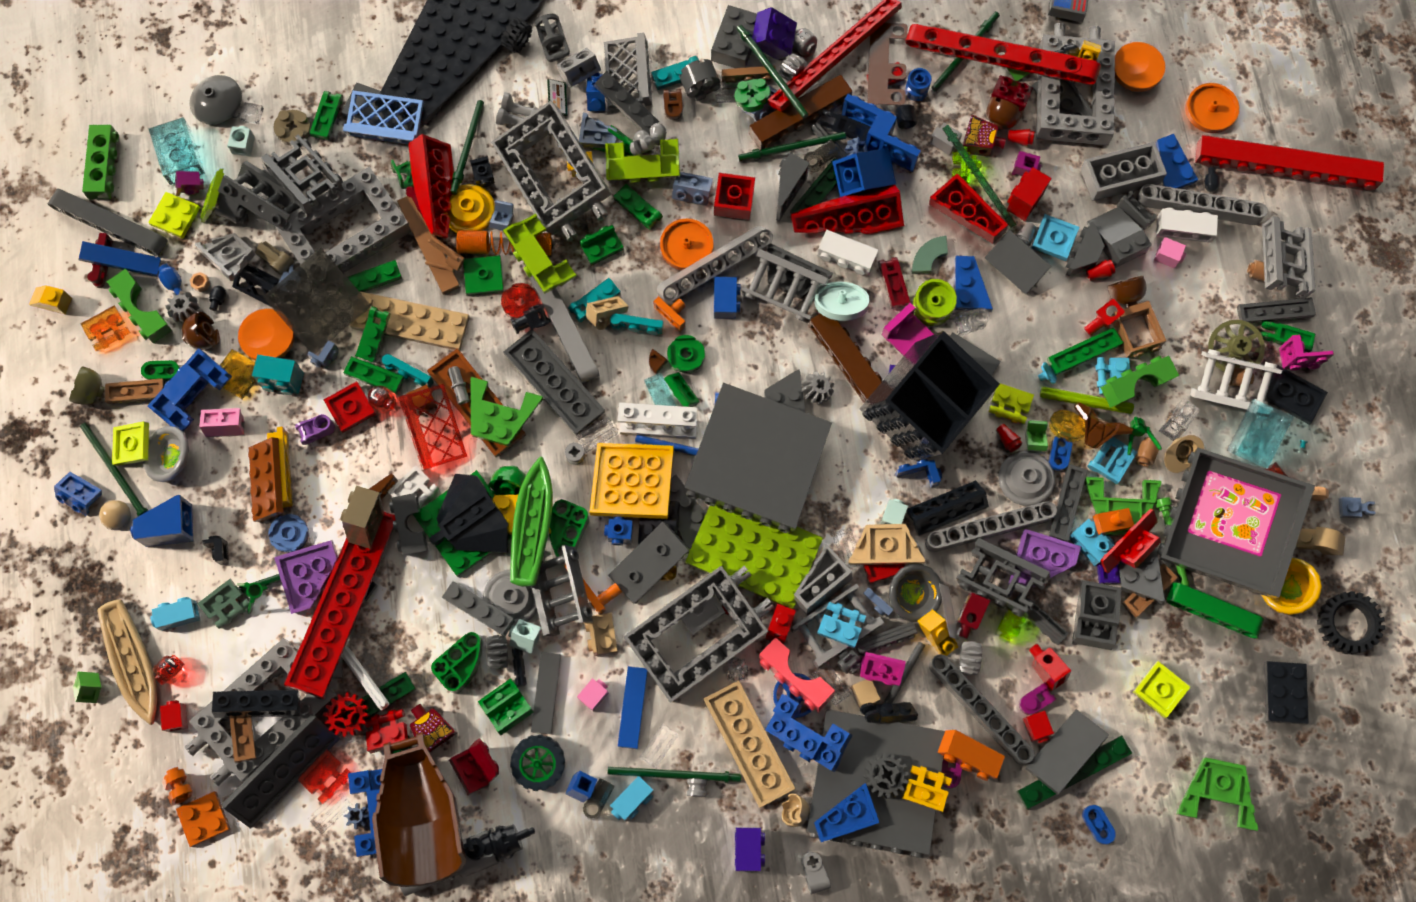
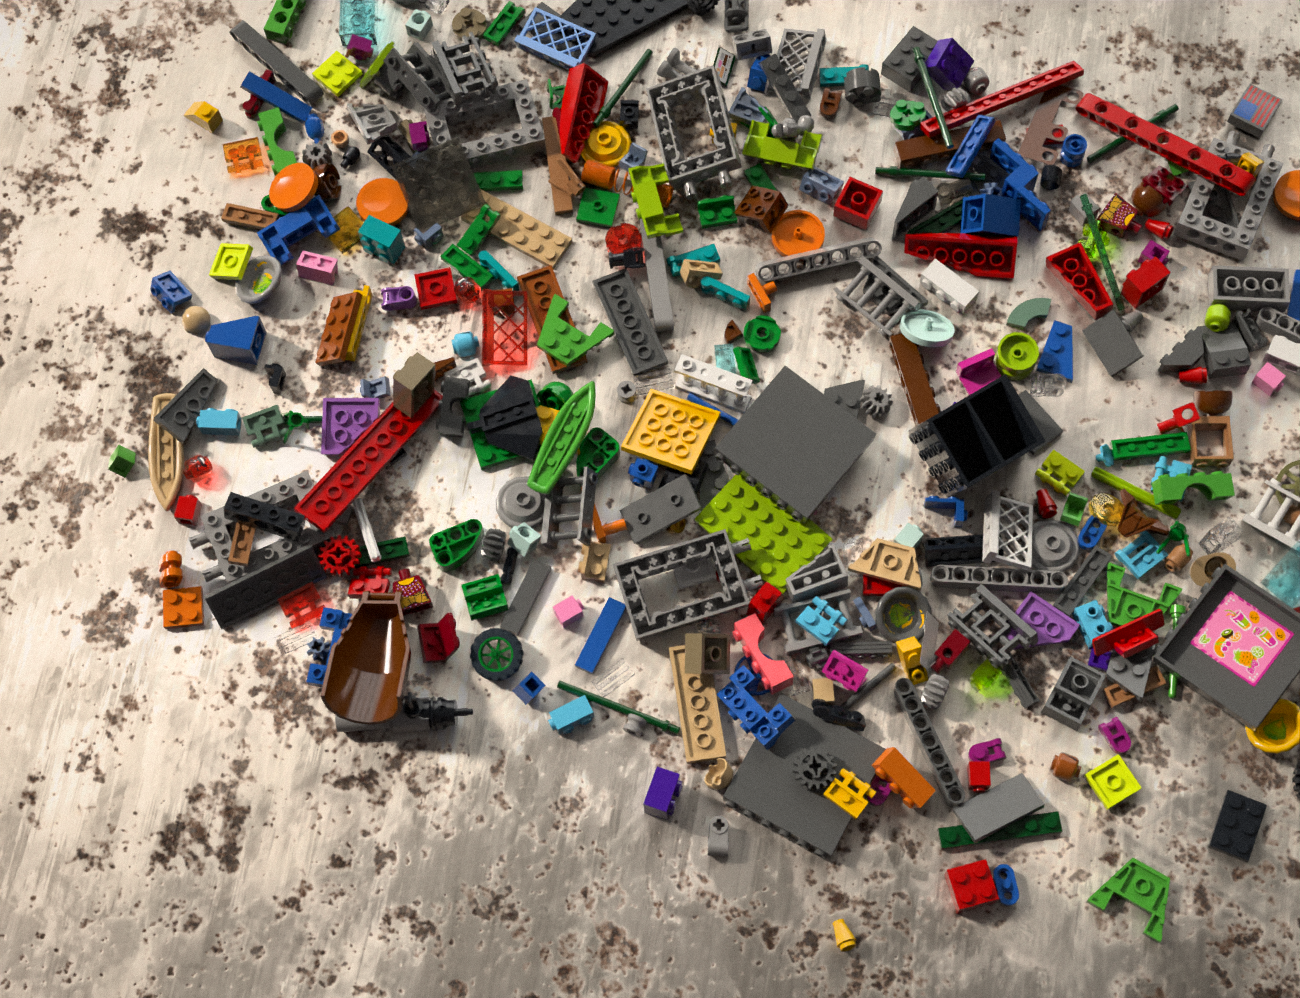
camera: 25 degrees right, 5 degrees down
(87, 387) = (209, 201): olive cylinder -> none
(113, 469) = (208, 280): dark green bar -> none
(134, 612) = (185, 407): none -> dark grey wing
(169, 348) = (293, 187): none -> orange piece
(280, 257) = (419, 135): none -> magenta brick
(288, 533) = (342, 382): medium blue tile -> none
(323, 529) = (376, 388): none -> sand blue bracket
(398, 454) = (465, 344): none -> medium azure head
(458, 385) = (540, 298): light grey axle -> none
(478, 608) = (490, 502): dark grey plate -> none
(599, 798) = (541, 704): clear smoke piece -> none
(644, 226) = (763, 206): none -> reddish brown bracket
(725, 297) = (817, 293): blue brick -> none
(744, 695) = (707, 653): none -> dark tan slope
(745, 74) = (908, 94): medium nougat plate -> none
(822, 109) = (970, 146): none -> blue tile
(847, 816) = (765, 794): blue wing -> none
(894, 283) = (984, 327): dark red plate -> none
(969, 478) = (991, 531): none -> white fence
(1049, 667) = (1009, 725): red torso -> none
(1055, 237) = (1158, 331): medium azure plate -> none
(1068, 838) = (971, 886): none -> red brick
(1104, 207) = (1217, 317): none -> lime head
(1113, 521) = (1119, 609): orange tile -> none
(1114, 689) = (1065, 767): none -> dark orange head
(1154, 649) = (1119, 742): none -> magenta plate
(1215, 610) = (1193, 726): green beam -> none

